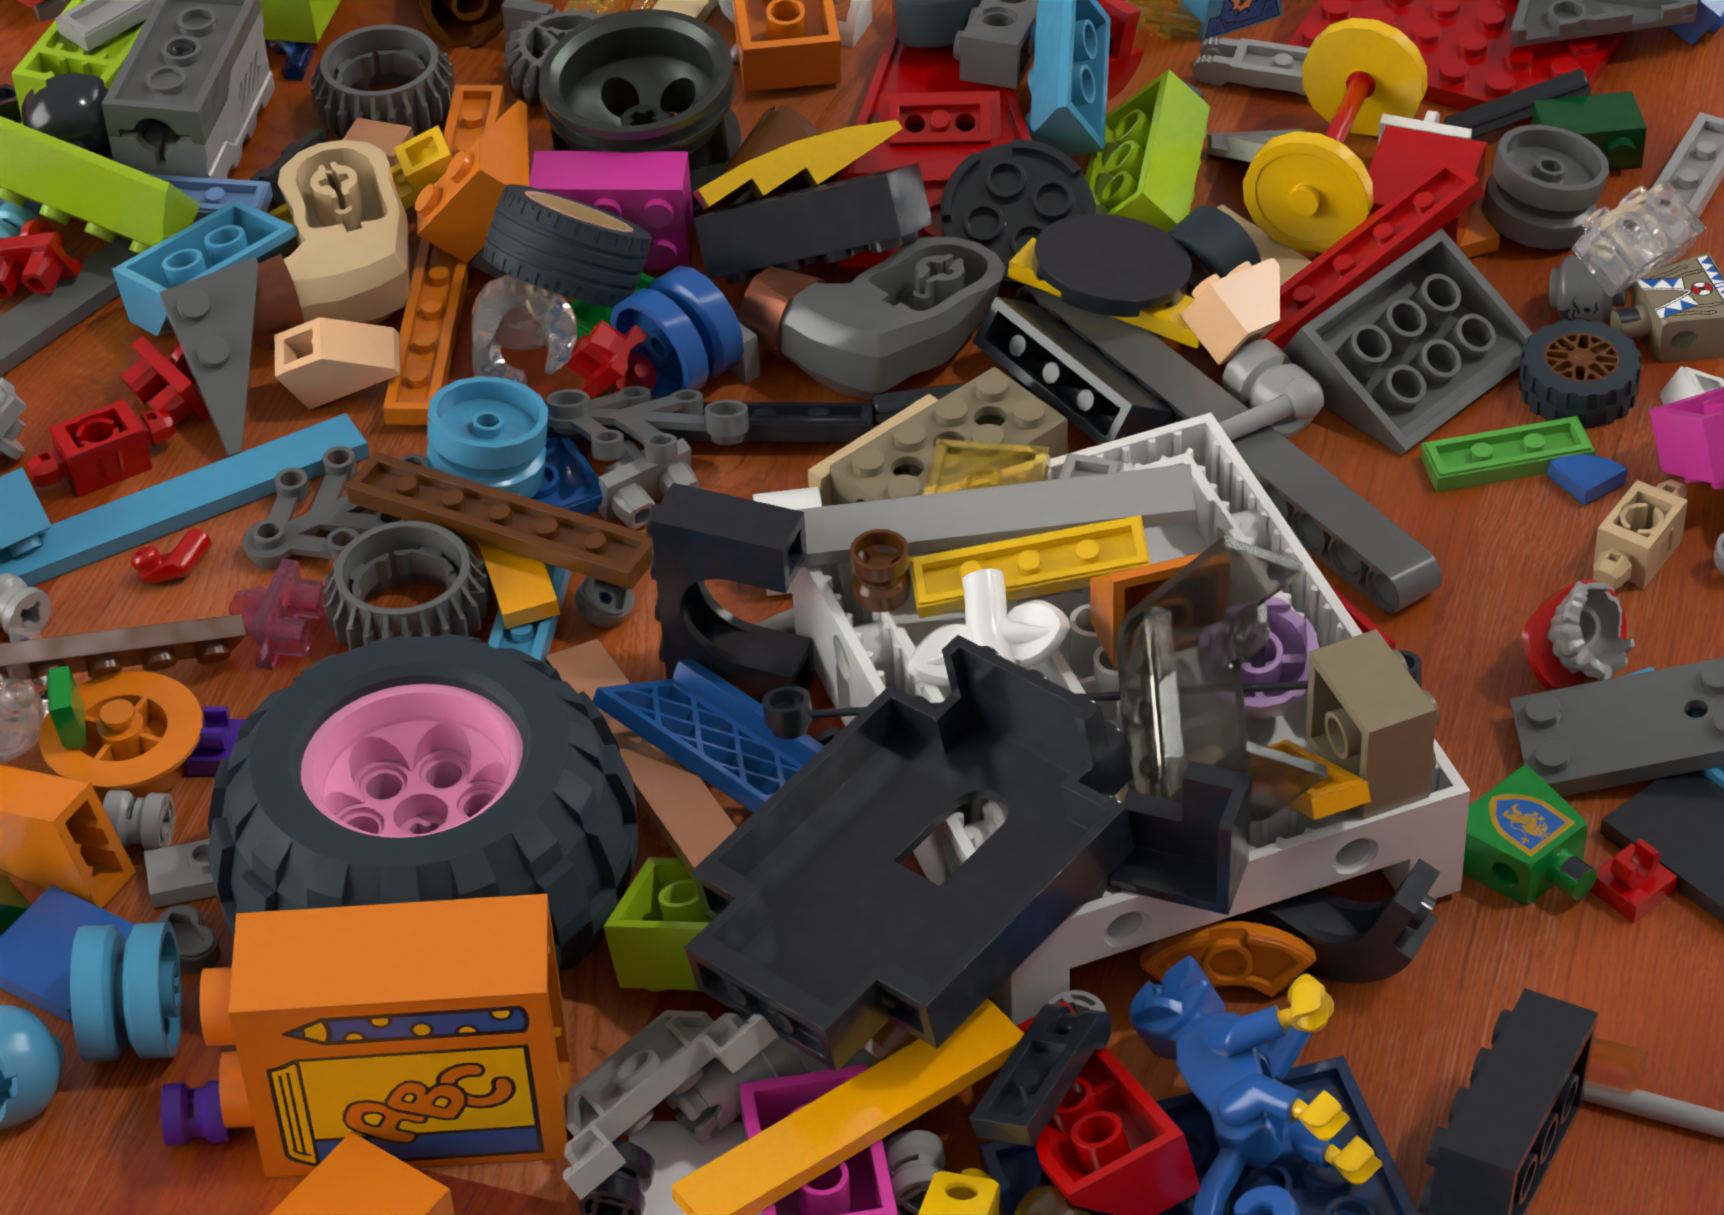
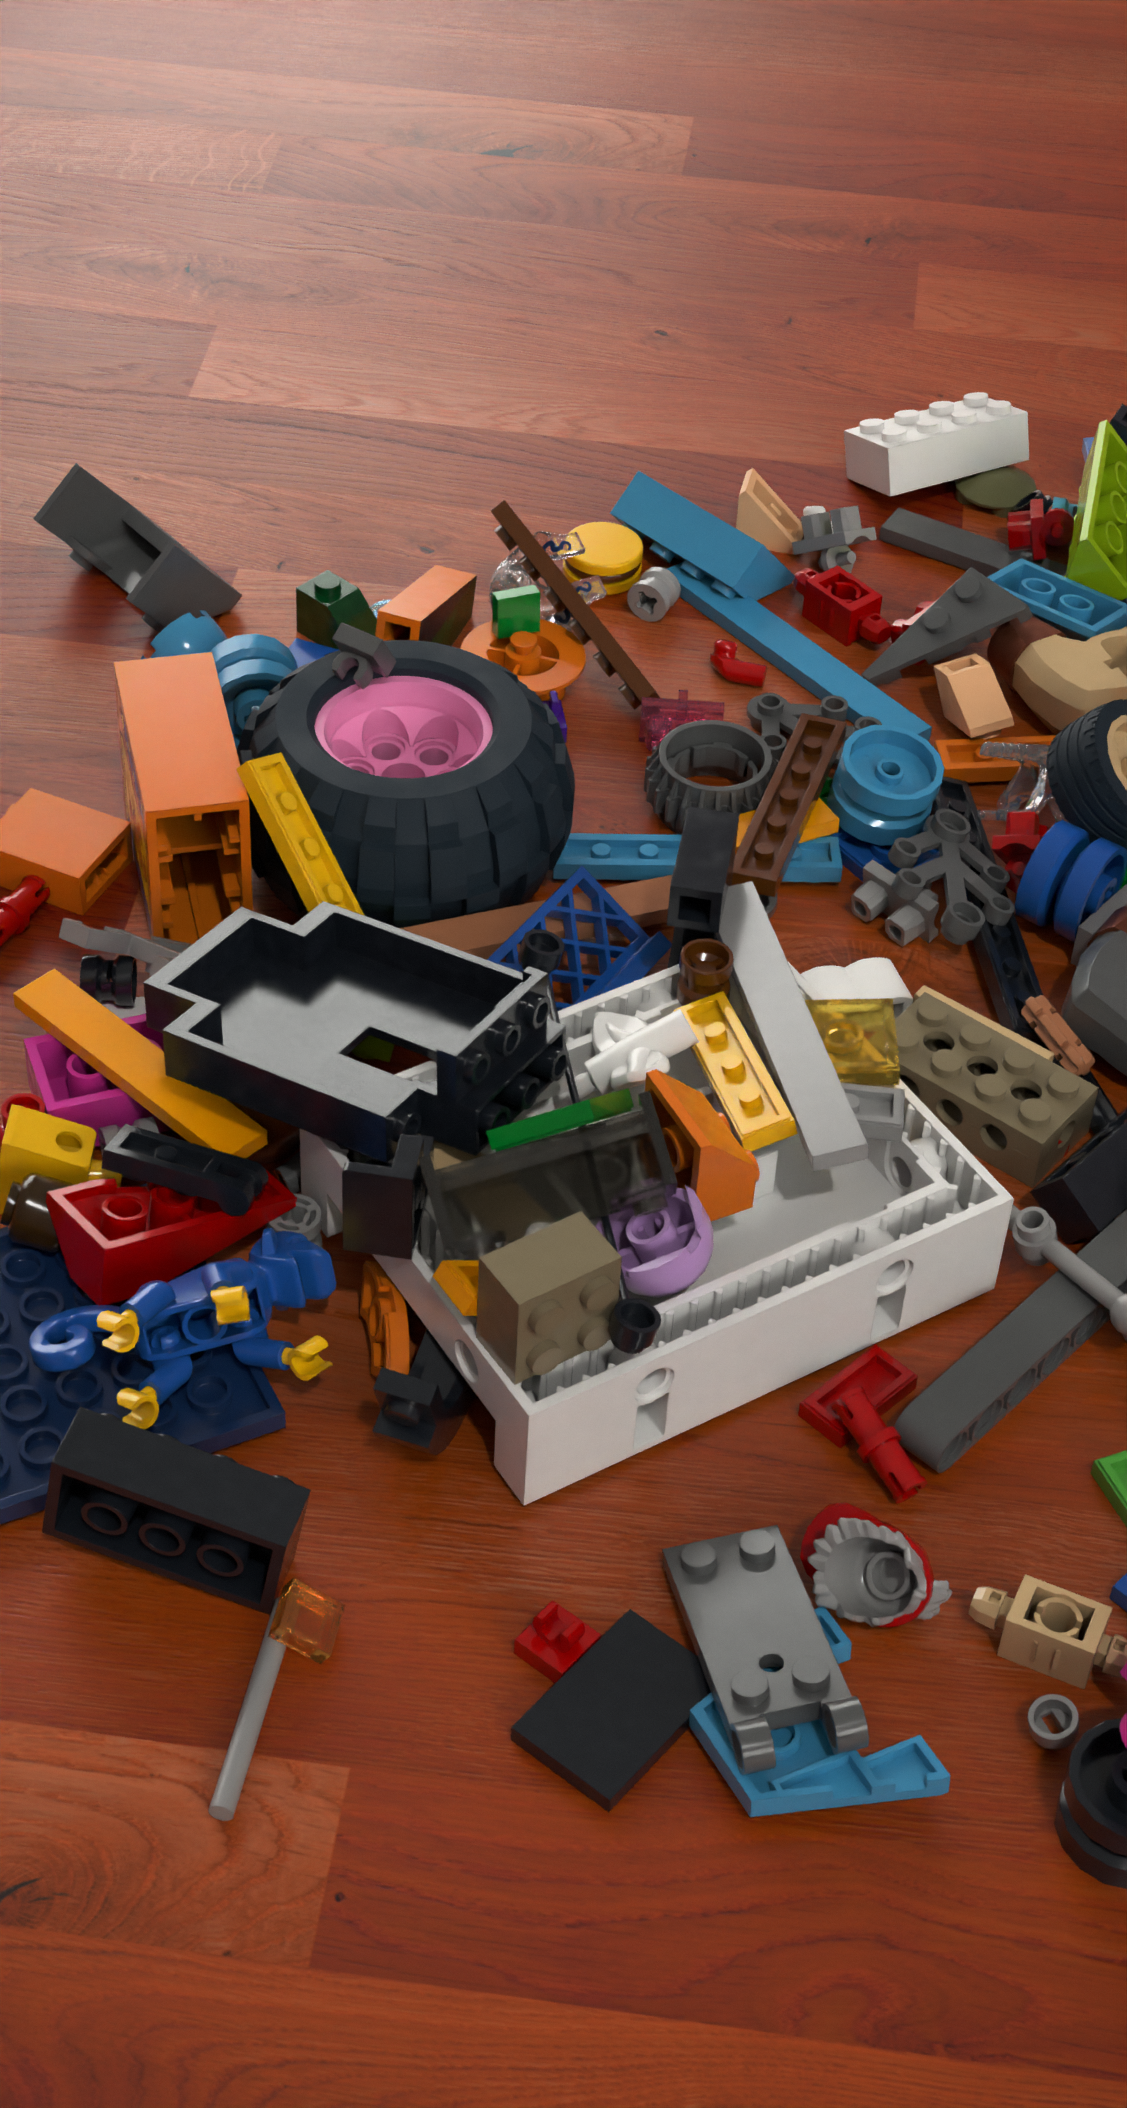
camera: 75 degrees right, 0 degrees up
(307, 755) = (363, 651): none -> dark grey tile
(587, 881) = (296, 833): none -> yellow tile
(894, 391) = (1057, 1035): none -> nougat axle
(1128, 674) = (560, 1120): none -> green tile
(1418, 612) = (879, 1444): none -> red pin
(1527, 841) = (585, 1541): green torso -> none

